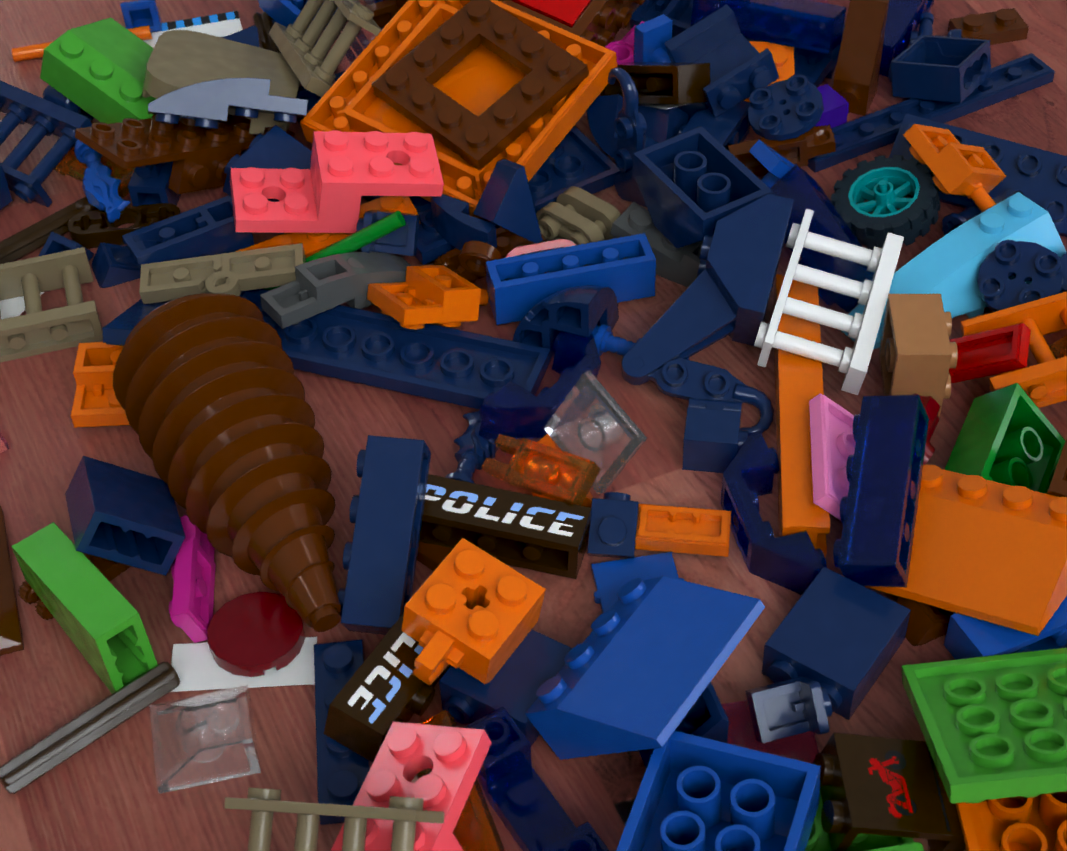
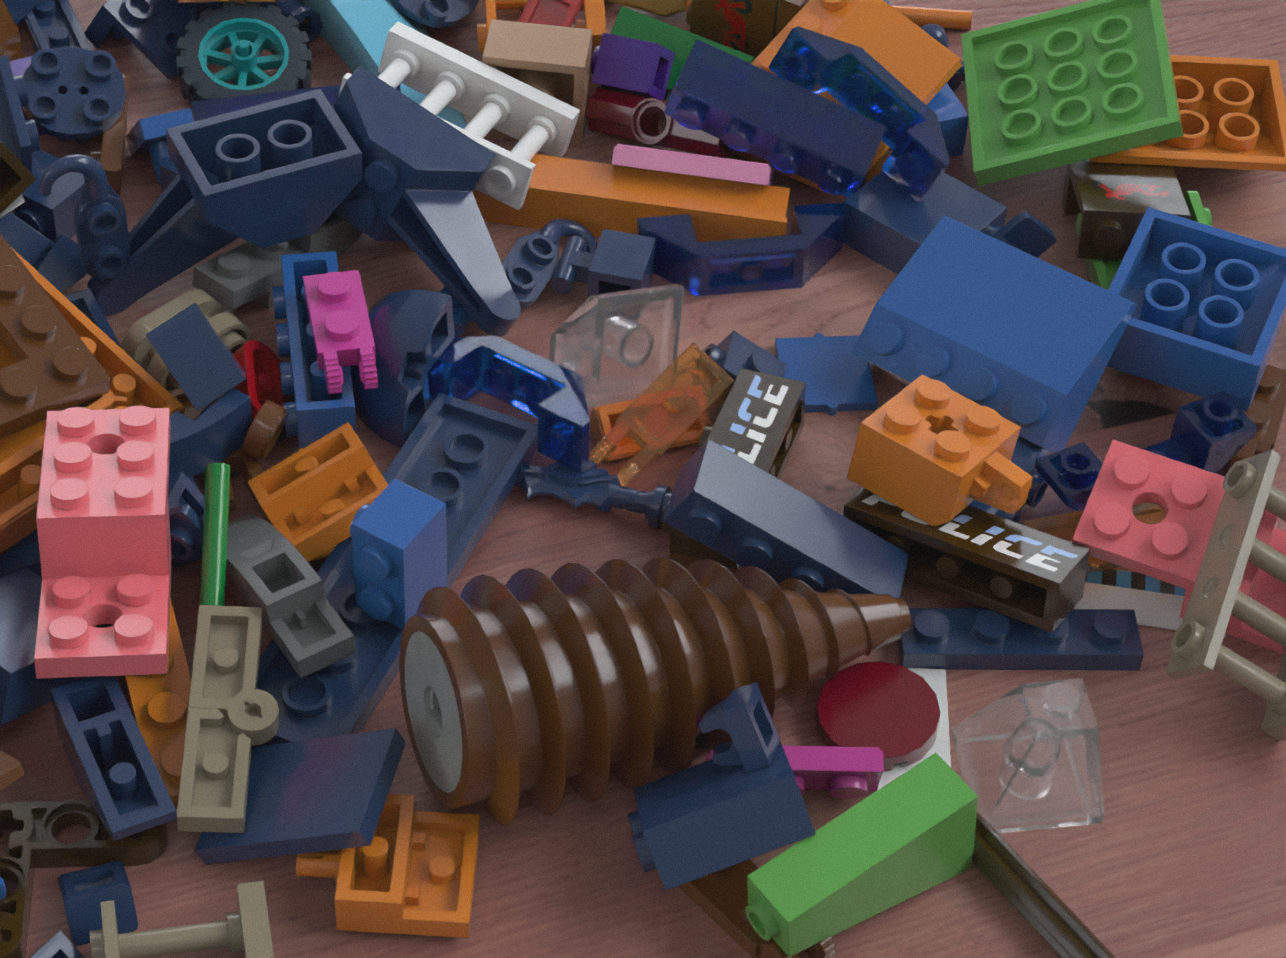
camera: 90 degrees left, 0 degrees up
(160, 498) = (749, 725): none -> dark blue tile
(343, 321) = (398, 552): none -> blue brick
(559, 267) = (340, 327): none -> dark pink hinge
(683, 530) = (754, 309): orange plate -> none
(941, 498) = (869, 89): none -> clear blue slope
(954, 408) = (632, 66): none -> dark purple brick

